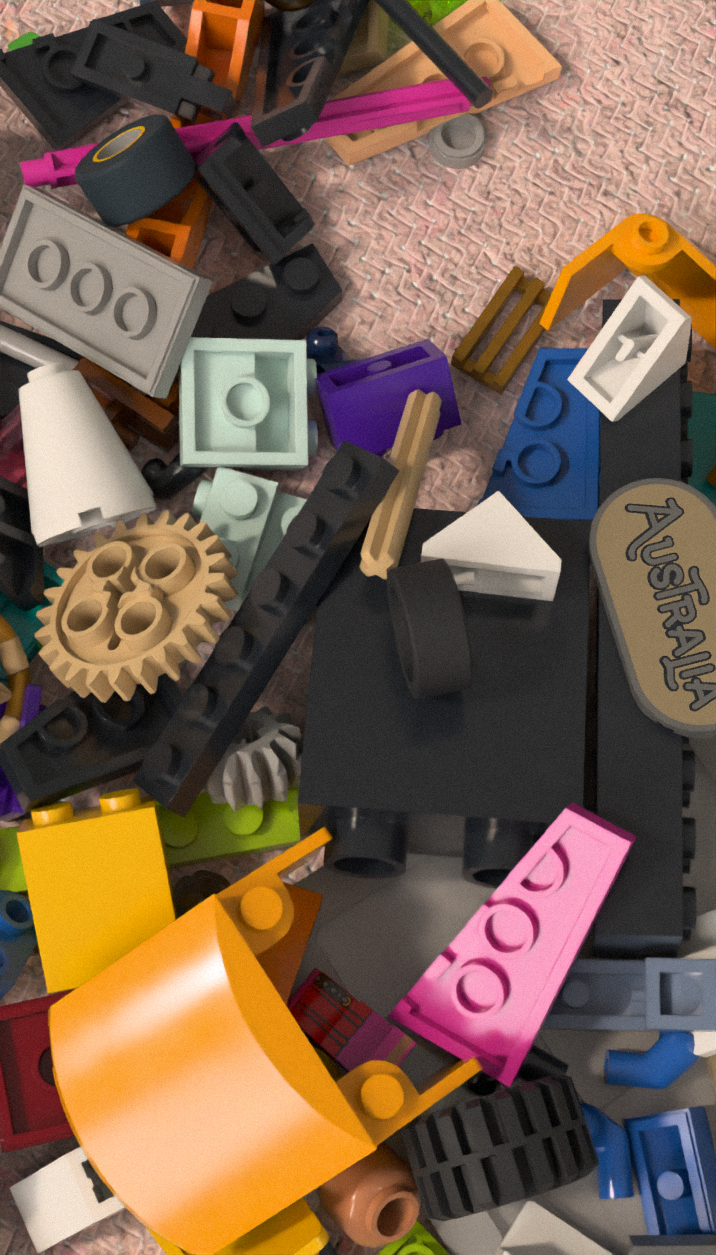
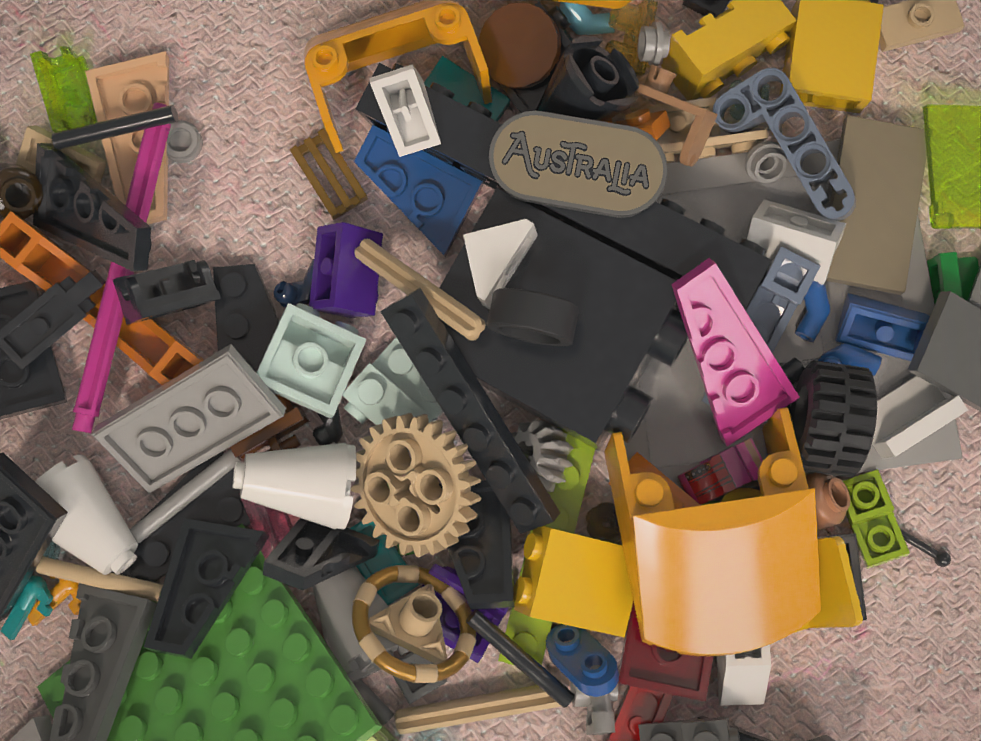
camera: 55 degrees left, 10 degrees up
(135, 170) = (121, 358): black wheel -> none

